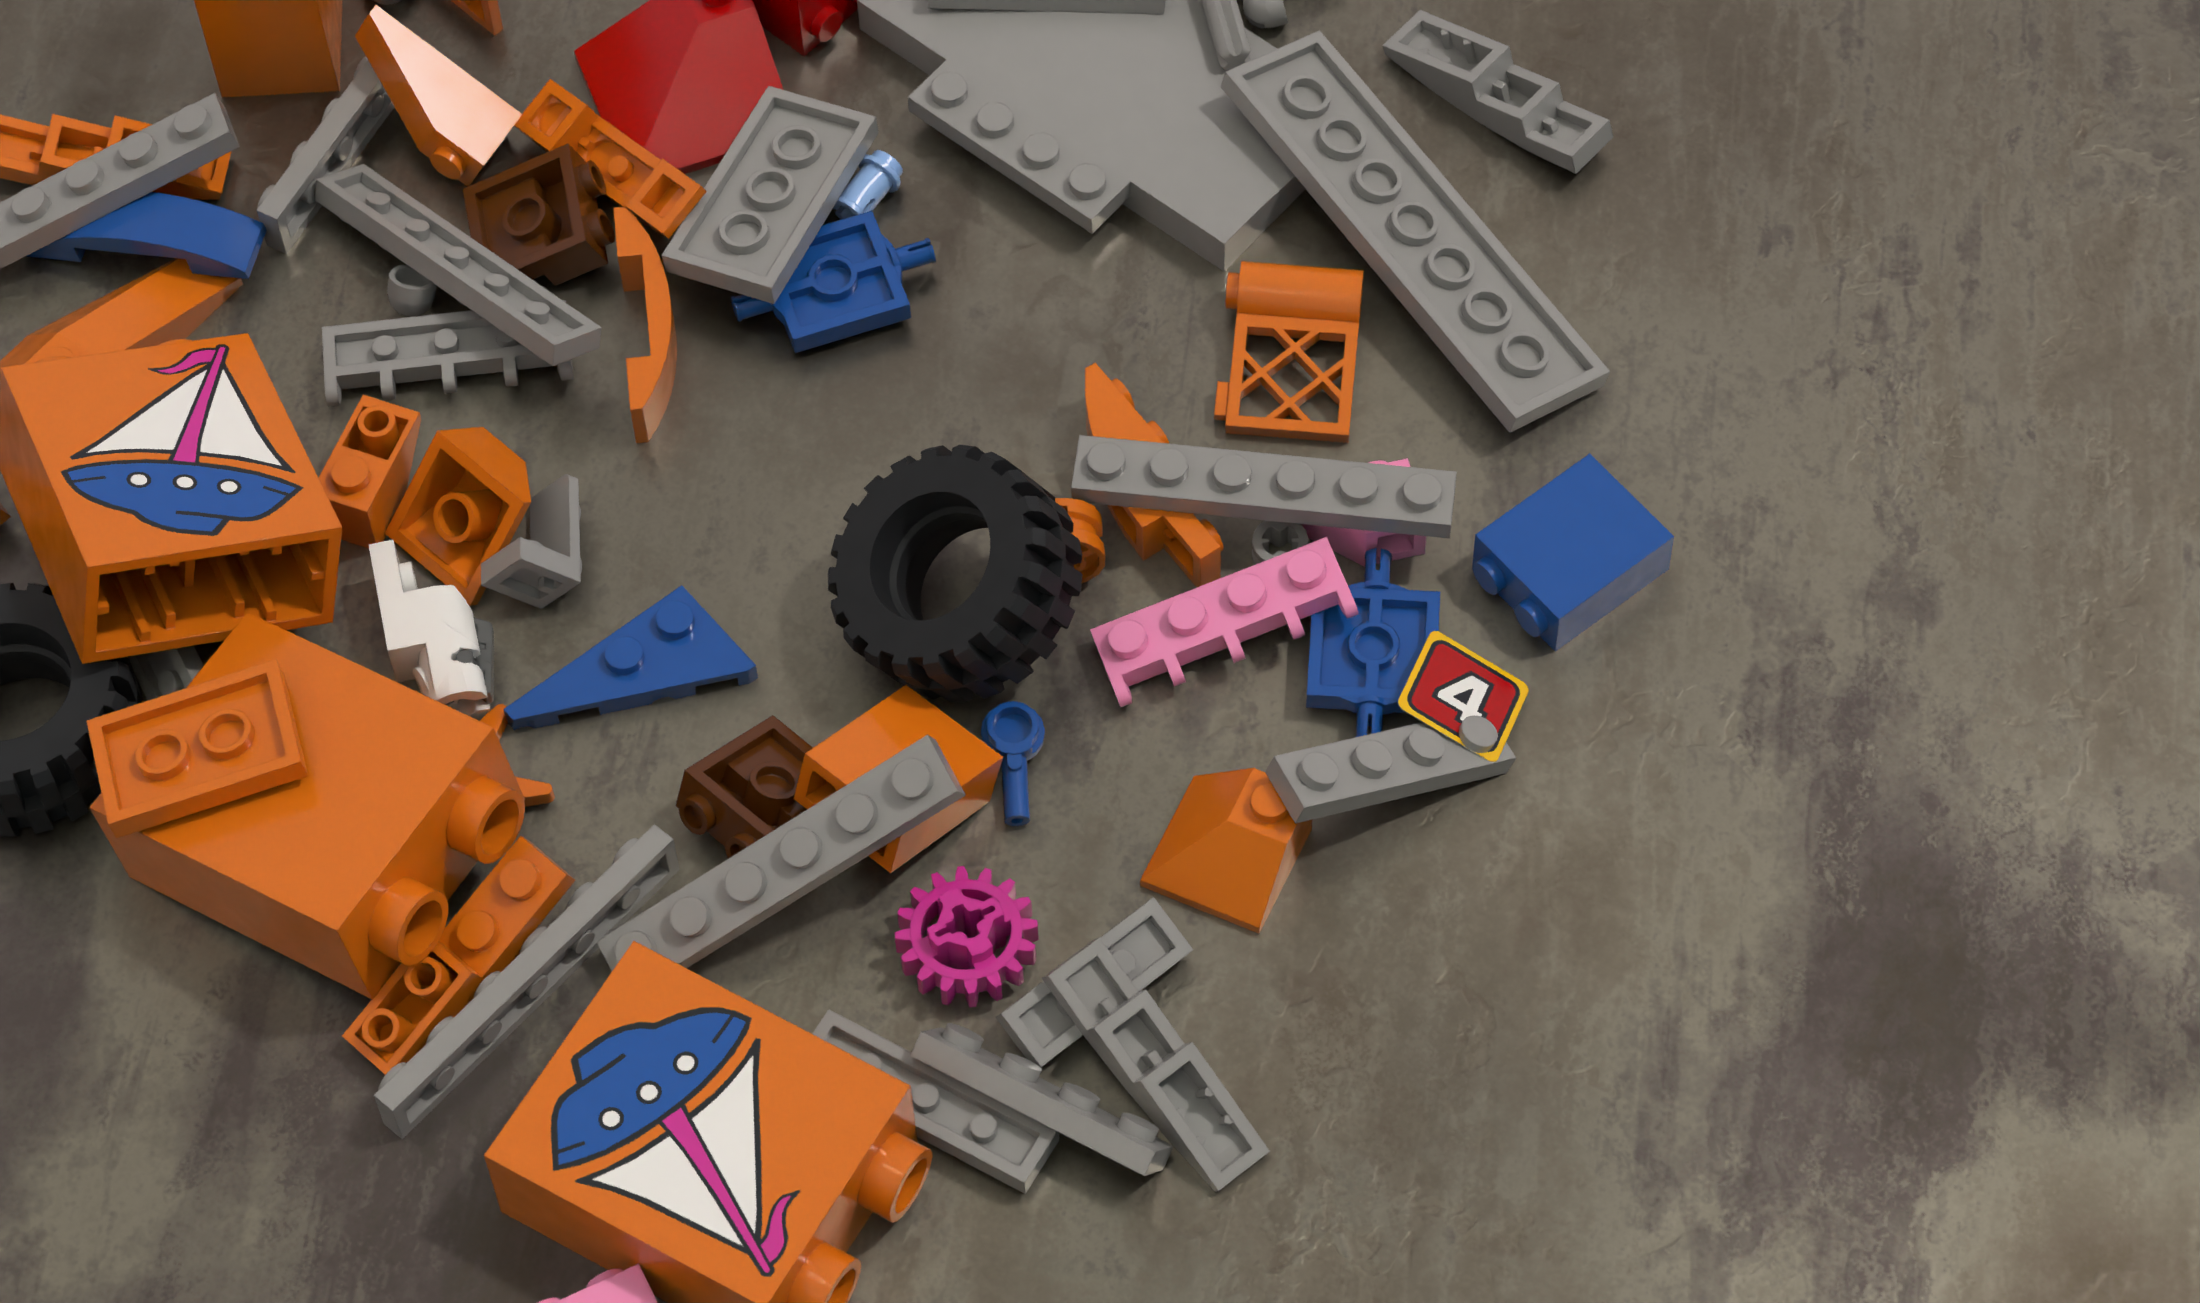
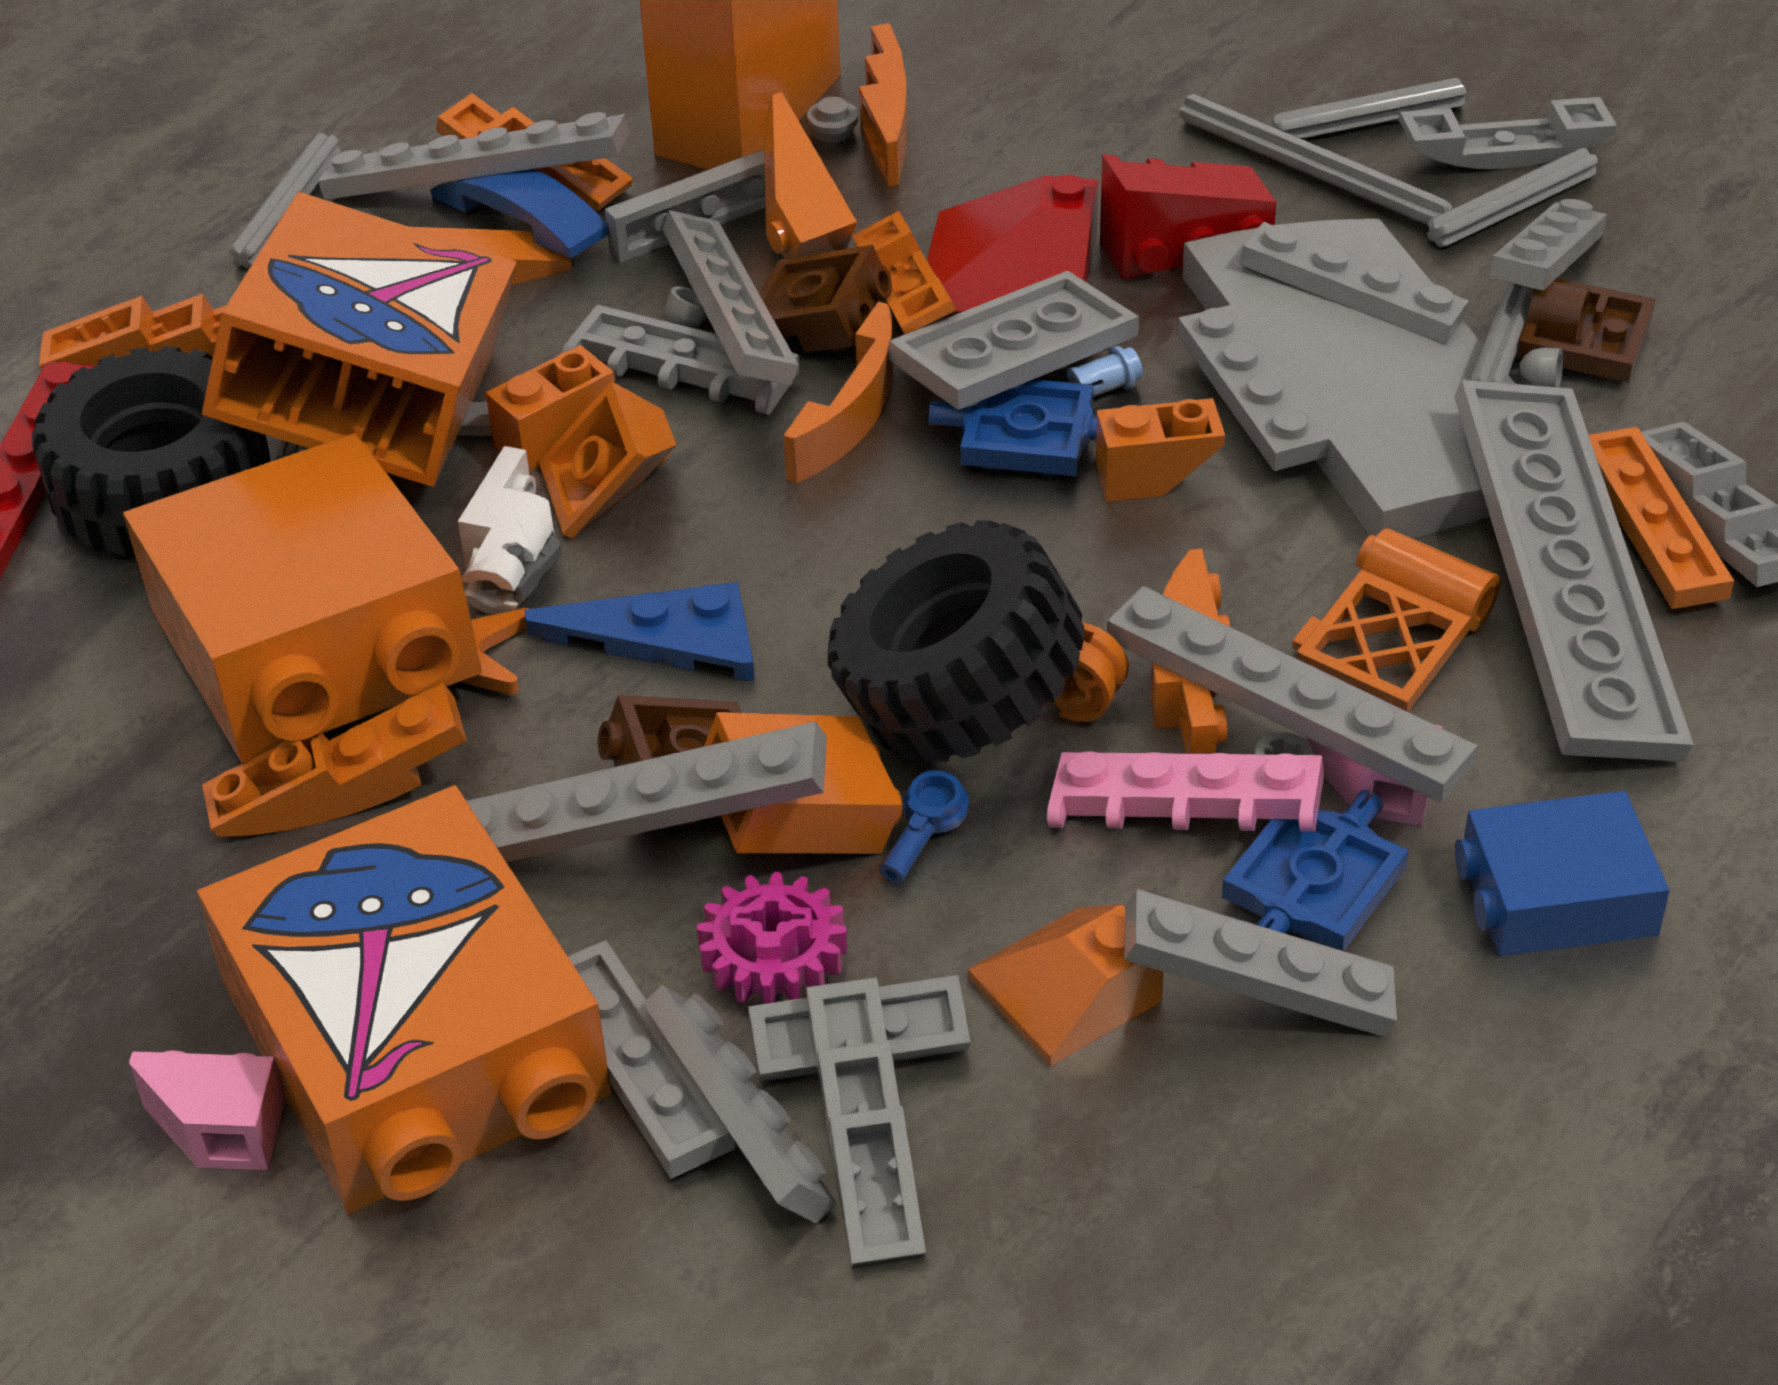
camera: 30 degrees right, 15 degrees down
(196, 748) = (224, 494): orange plate -> none
(511, 996) = (251, 836): light grey plate -> none
(550, 561) = (625, 523): light grey bracket -> none
(975, 259) = (1154, 446): none -> orange slope
(1457, 136) = (1659, 521): none -> orange plate
(1457, 683) = (1375, 926): sticker -> none

